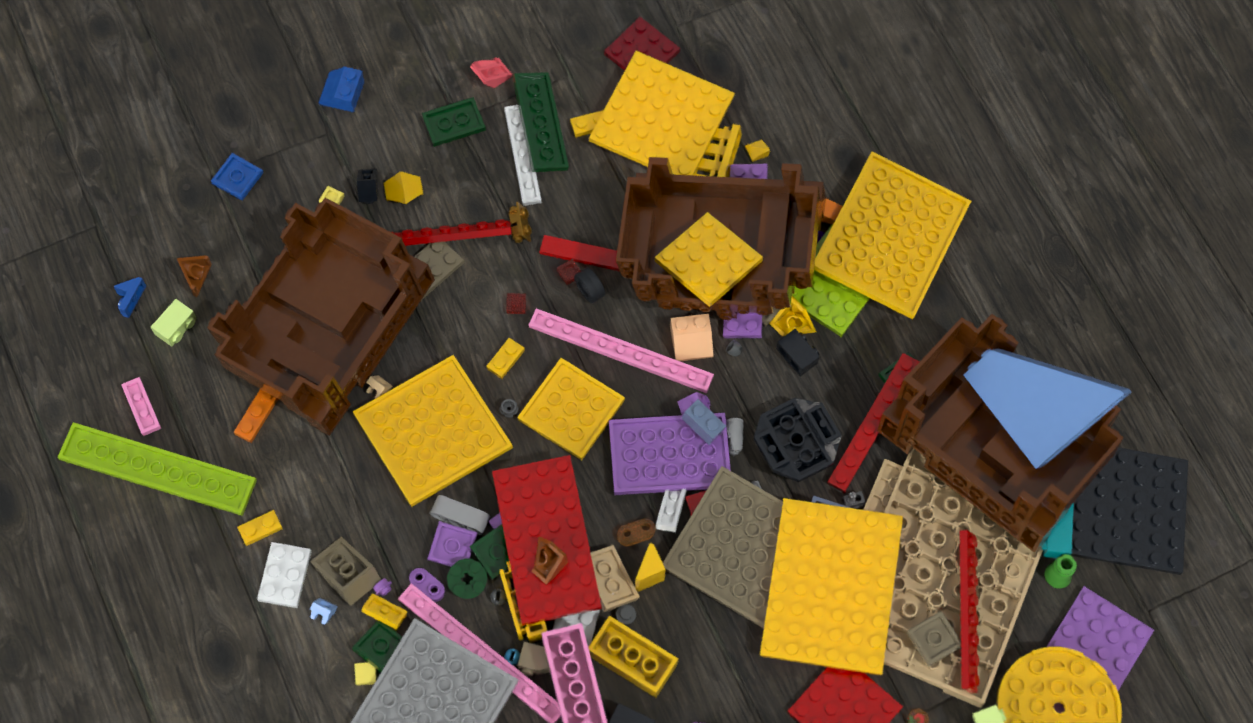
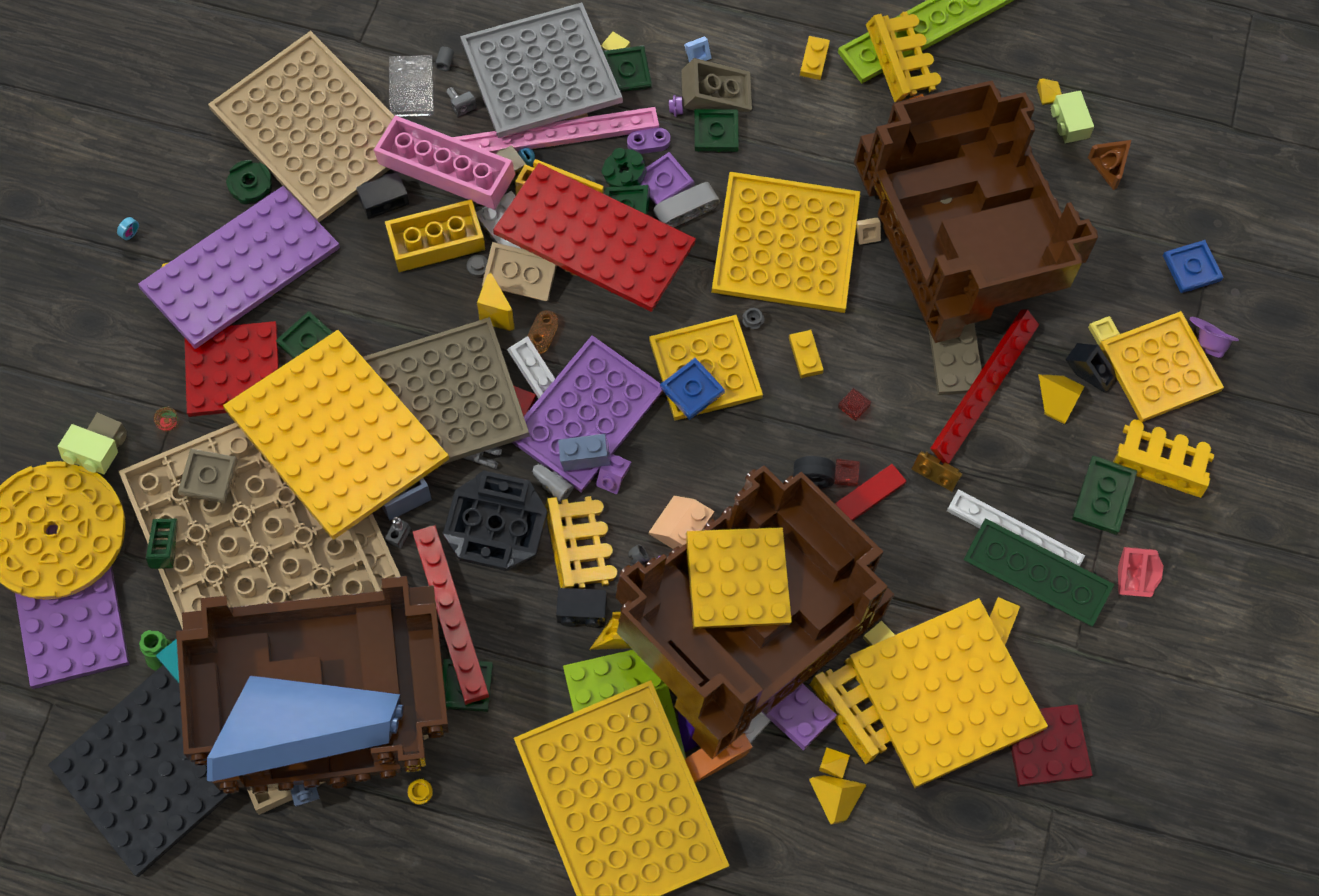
camera: 130 degrees right, 0 degrees up
(131, 293) = (1130, 104): blue slope -> none
(141, 406) = (1008, 43): bright pink plate -> none
(161, 354) = (1048, 90): none -> yellow slope
(220, 471) = (891, 59): none -> yellow fence
(284, 131) = (1212, 339): none -> medium lavender piece
(284, 575) = (755, 47): white plate -> none
(331, 148) = (1161, 366): none -> yellow plate
(342, 89) = (1222, 422): blue slope -> none
(381, 544) = (716, 130): none -> dark green plate
(384, 611) = (653, 91): yellow plate -> none
(398, 114) = (1165, 471): none -> yellow fence
(548, 560) = (570, 215): dark orange slope -> none
(597, 398) = (692, 388): none -> blue plate
(621, 350) = (724, 453): bright pink plate -> none
(763, 401) = (565, 556): none -> yellow fence
(776, 134) = (836, 796): none -> yellow slope
(781, 677) = (303, 335): none -> dark green plate
(969, 617) = (202, 524): red plate -> none
(1012, 615) = (162, 558): none -> dark green slope

